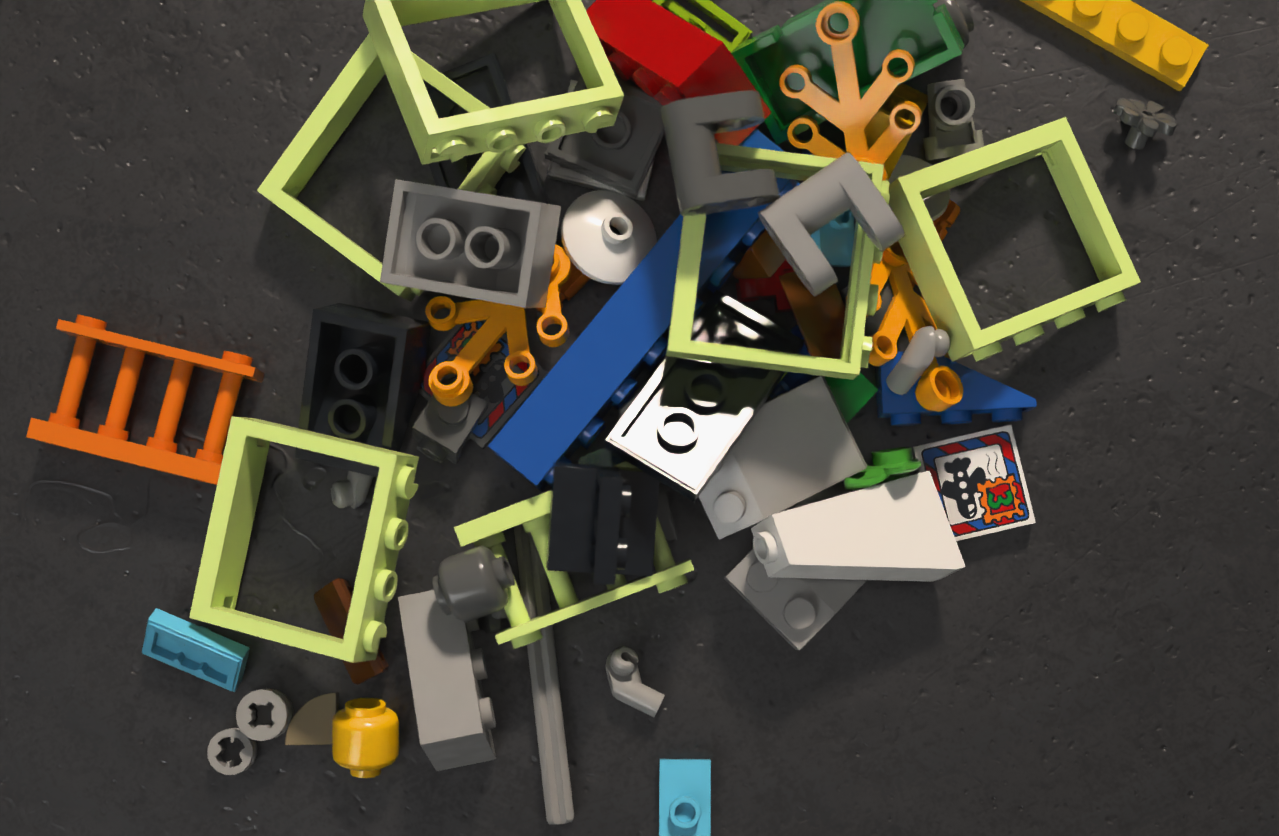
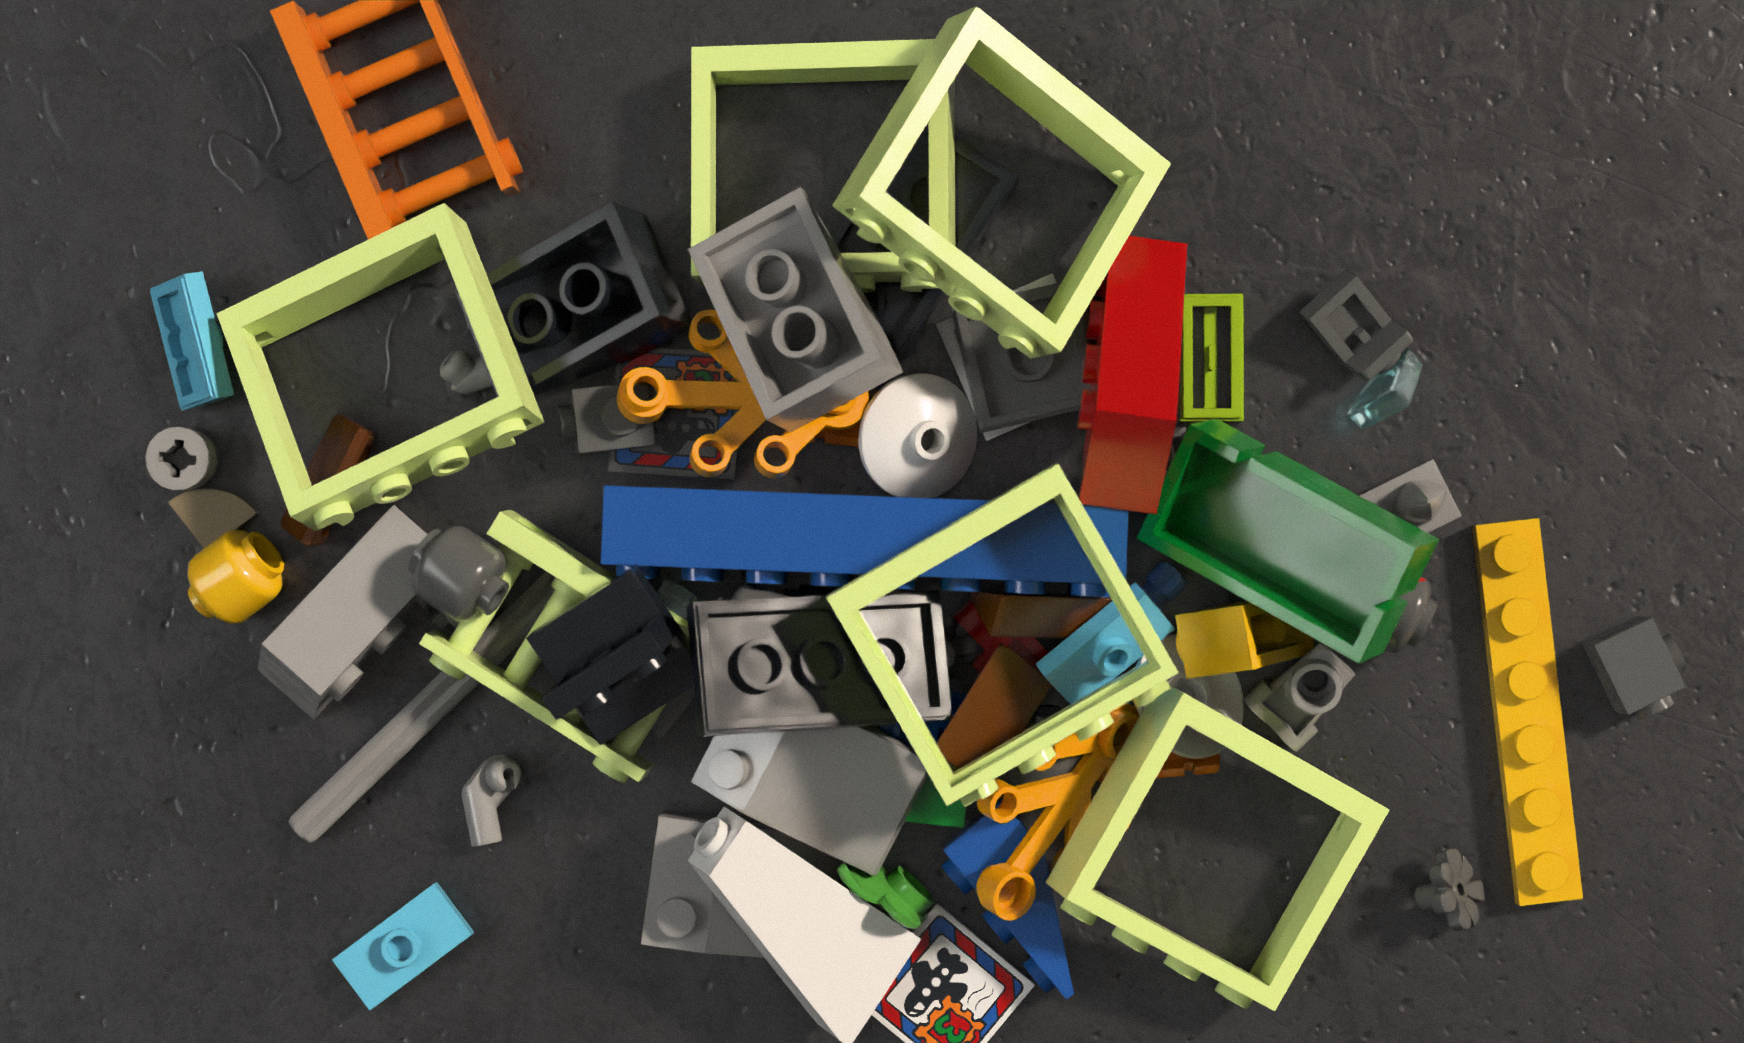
camera: 50 degrees right, 5 degrees up
(217, 747) = (117, 435): light grey bush -> none
(695, 159) = (1039, 480): dark grey connector -> none
(817, 202) = (1085, 638): light grey connector -> none
(851, 111) = (1218, 590): light orange plant -> none
(917, 357) = (1020, 846): light grey arm -> none

